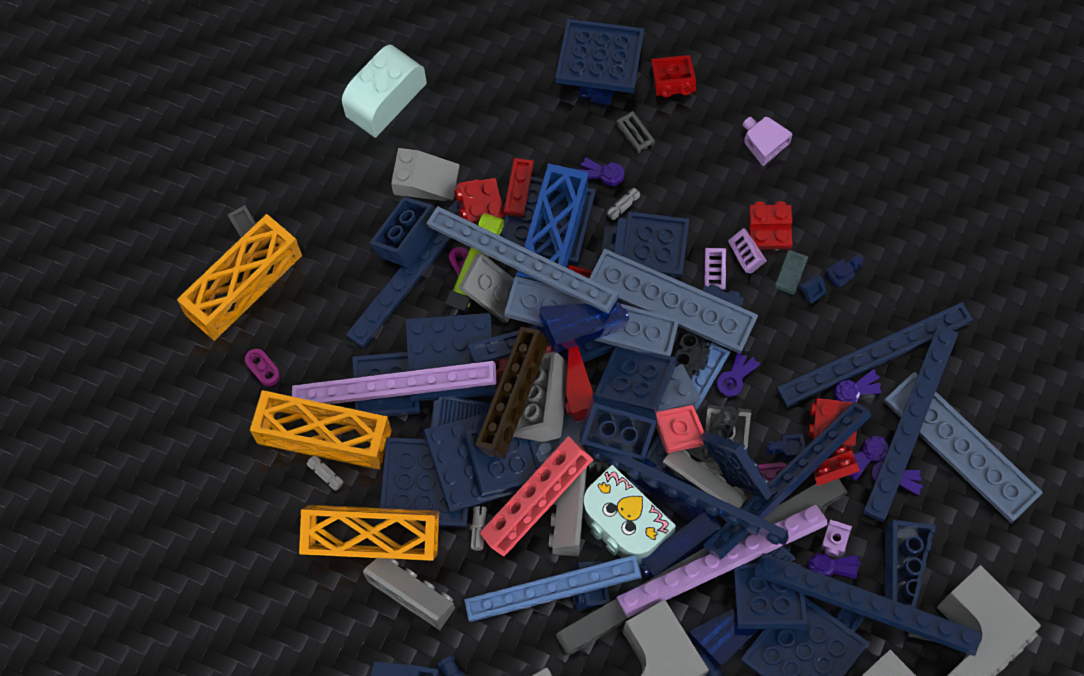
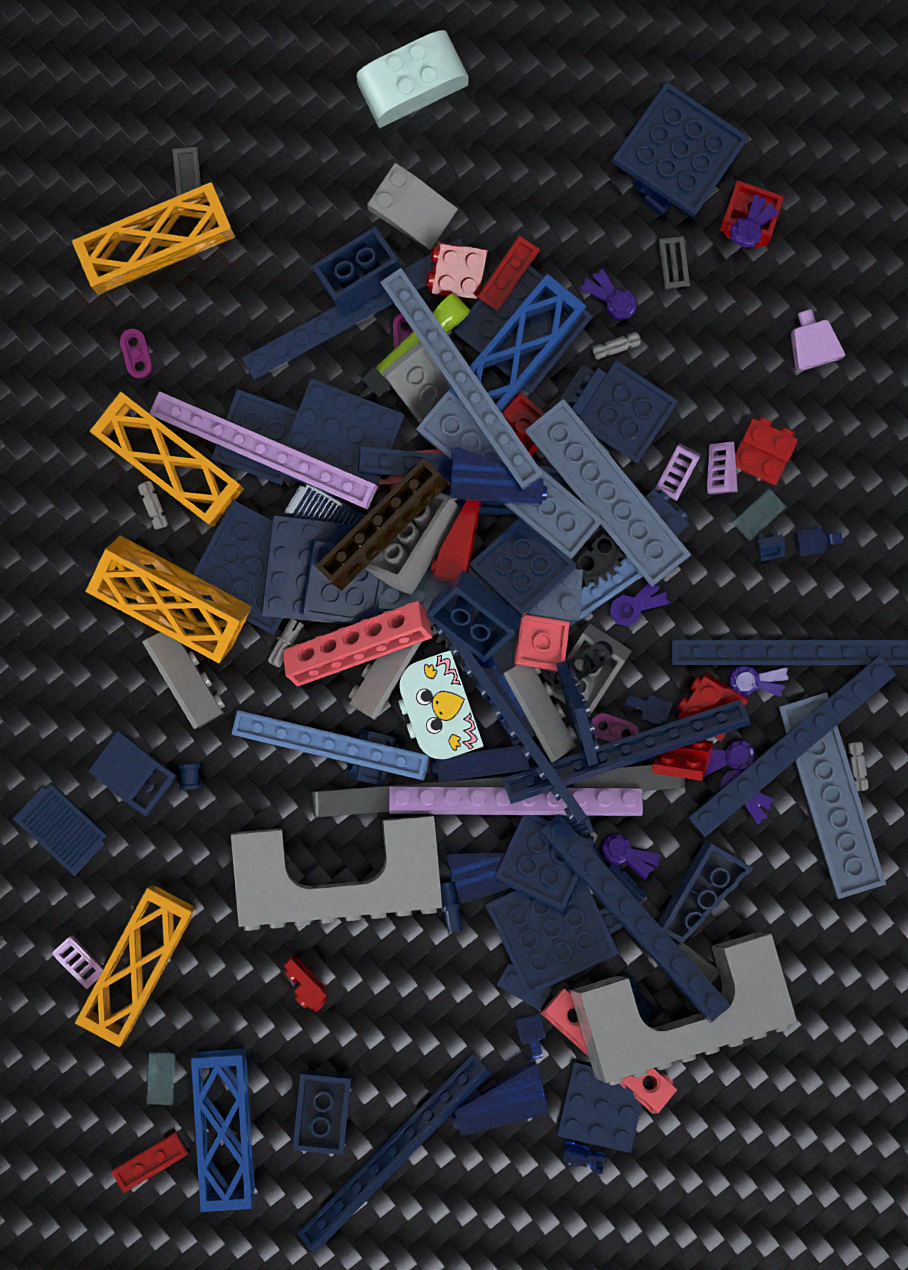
camera: 20 degrees right, 20 degrees up
(678, 81) = (747, 230): none -> dark purple piece
(838, 530) = (647, 819): lavender brick -> none
(968, 414) = (858, 765): none -> light grey axle

